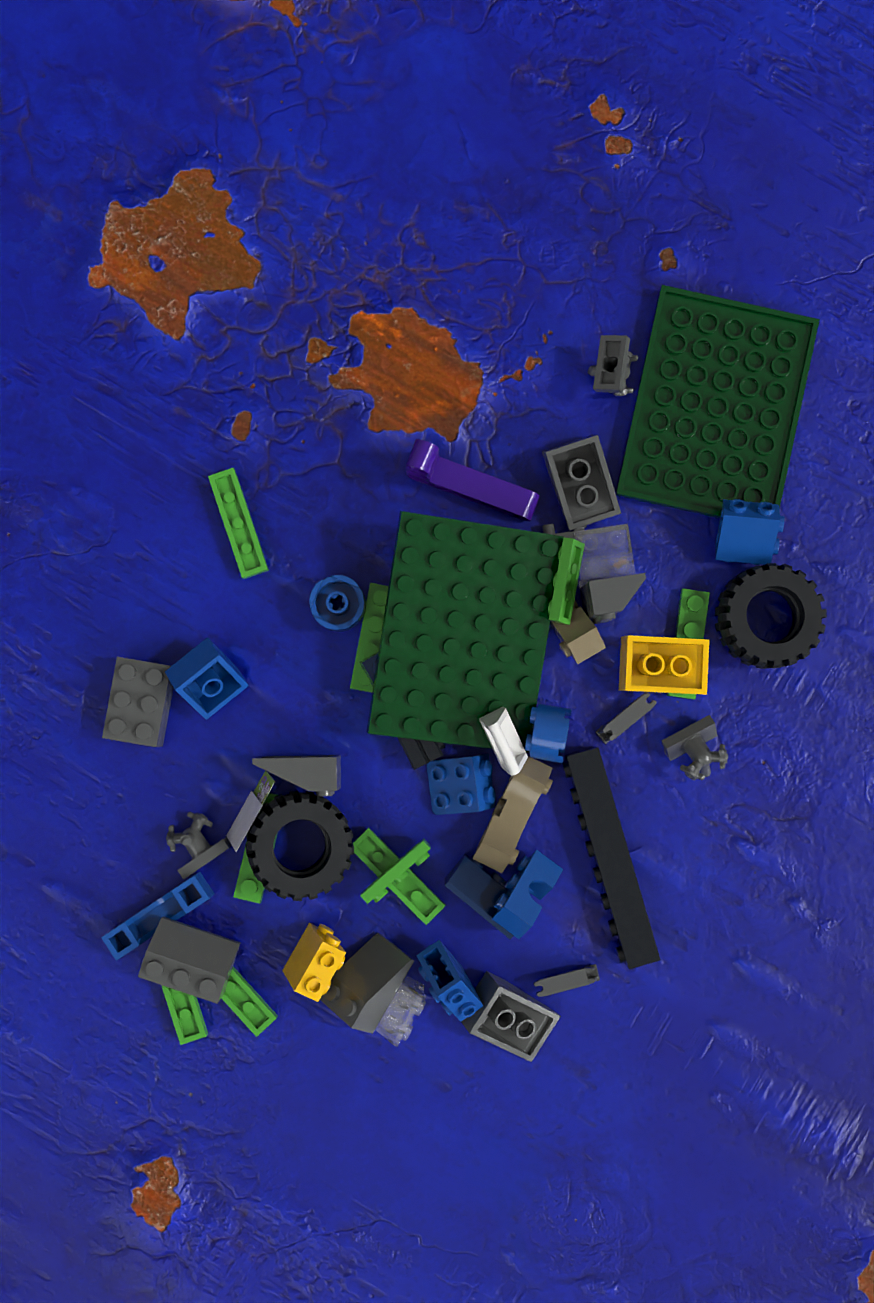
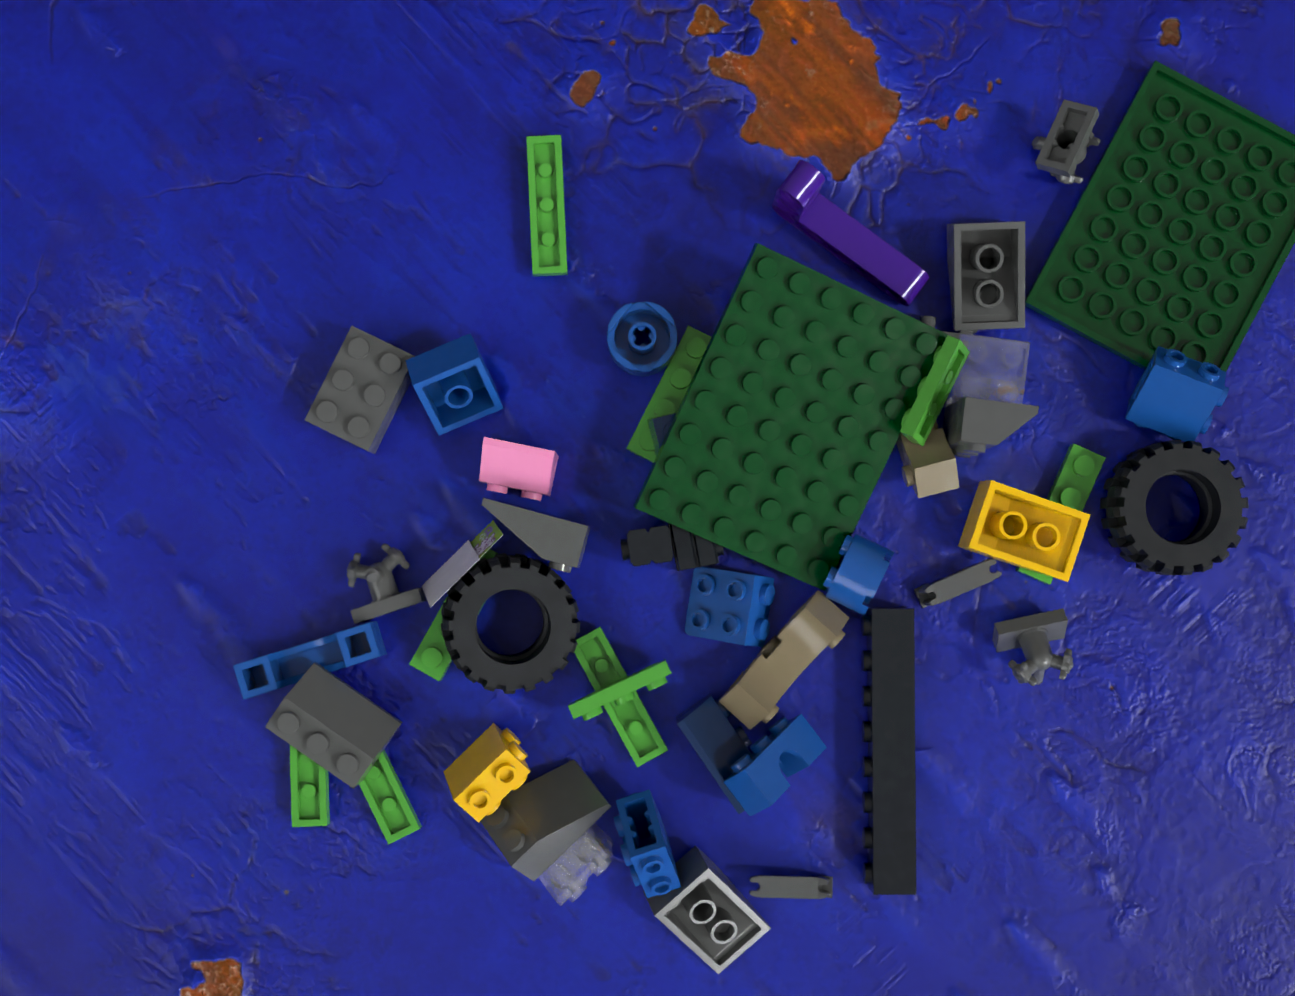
camera: 15 degrees right, 0 degrees up
(272, 726) = (518, 468): none -> bright pink slope
(386, 758) = (645, 546): none -> black brick
(504, 740) = (801, 566): white tile -> none

